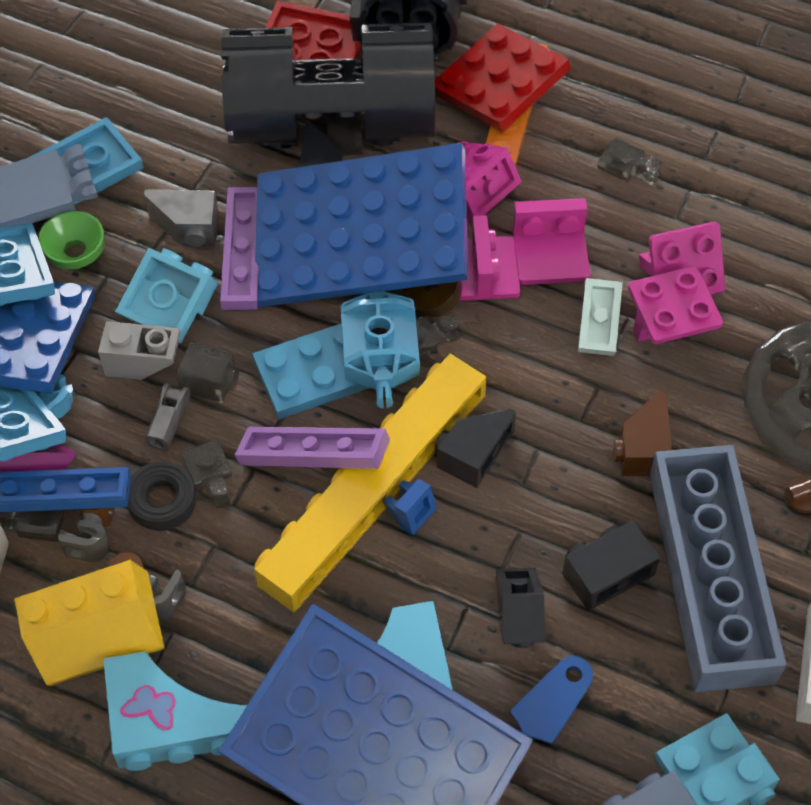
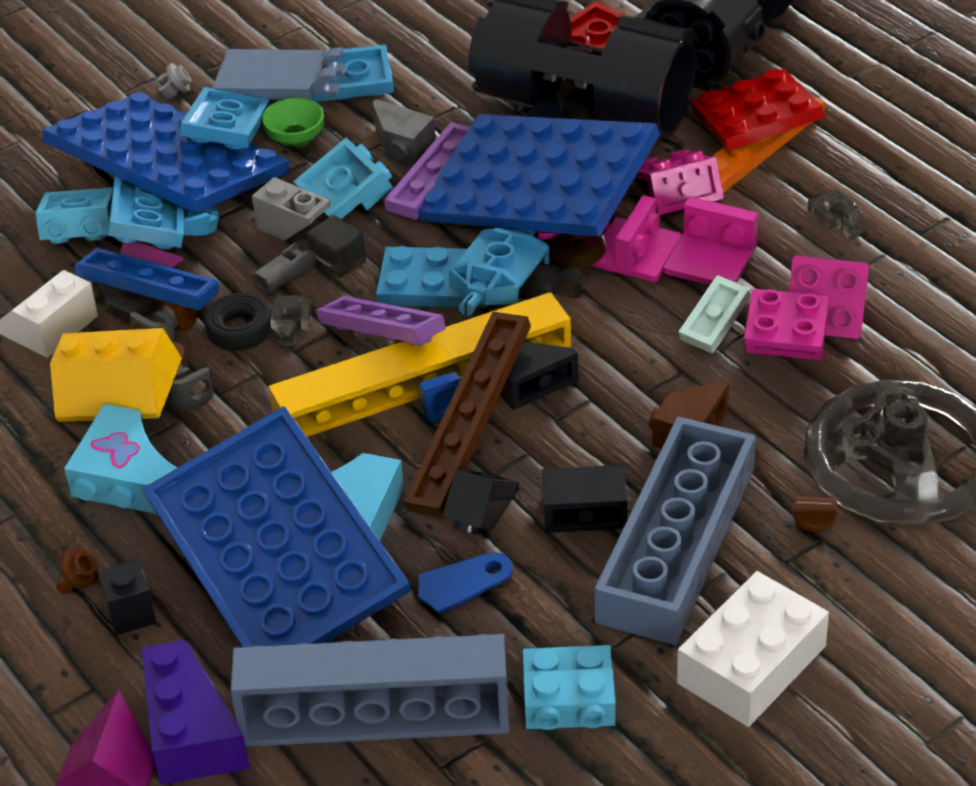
camera: 30 degrees right, 15 degrees down
(461, 522) = (467, 412): none -> reddish brown plate

